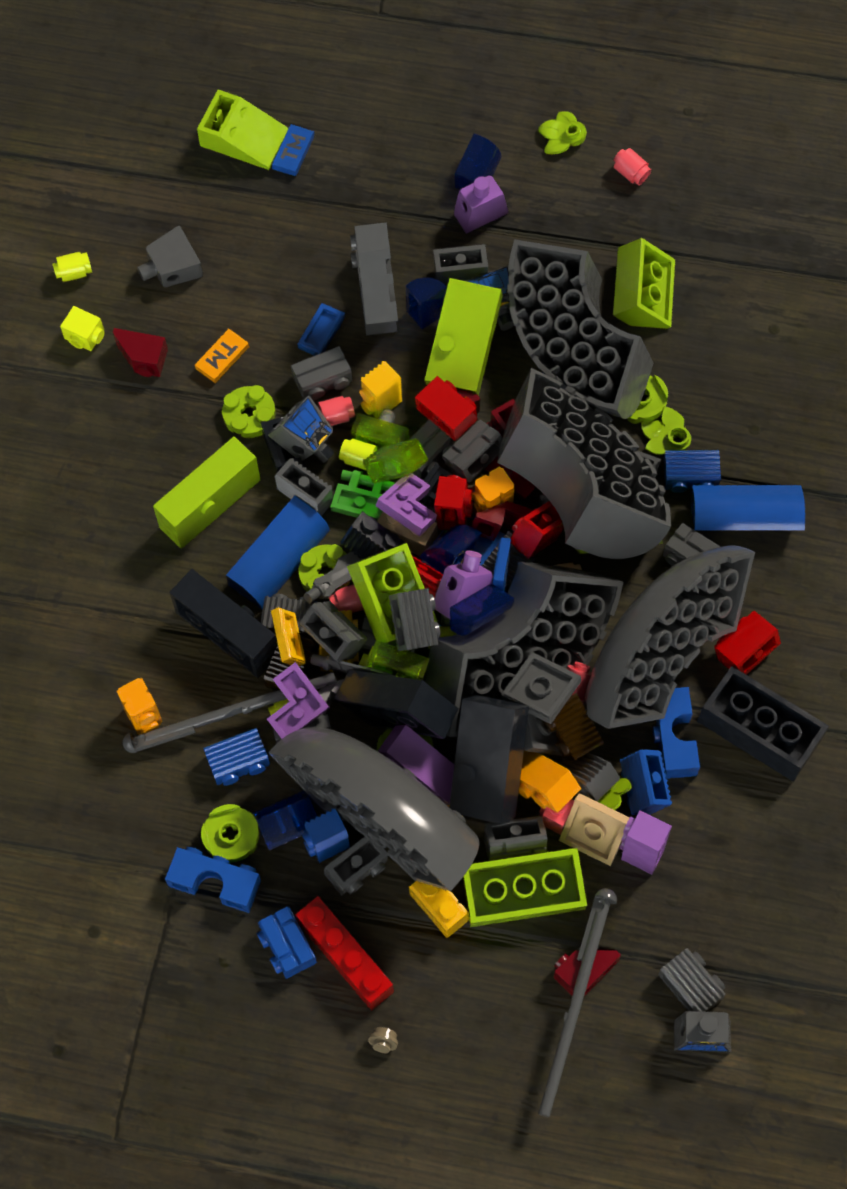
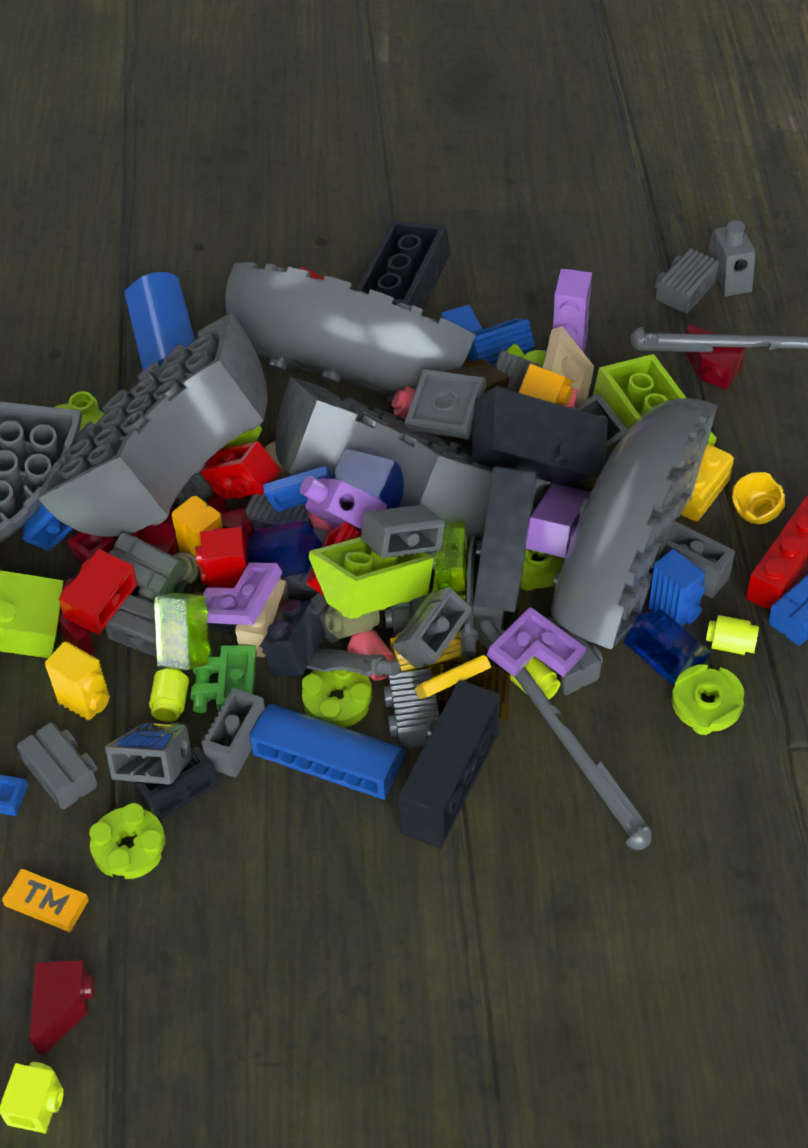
camera: 105 degrees left, 15 degrees down
(139, 706) = (596, 825): light orange brick -> none
(192, 868) = (770, 722): blue arch -> none
(207, 492) = (271, 836): lime brick -> none
(237, 757) = (613, 714): blue brick -> none
(279, 872) = (732, 635): none -> neon yellow brick
(337, 410) = (105, 728): coral brick -> none
(380, 430) = (134, 678): clear neon green piece -> none
(405, 943) = (758, 498): none -> yellow hair
(691, 468) = (118, 372): blue brick -> none

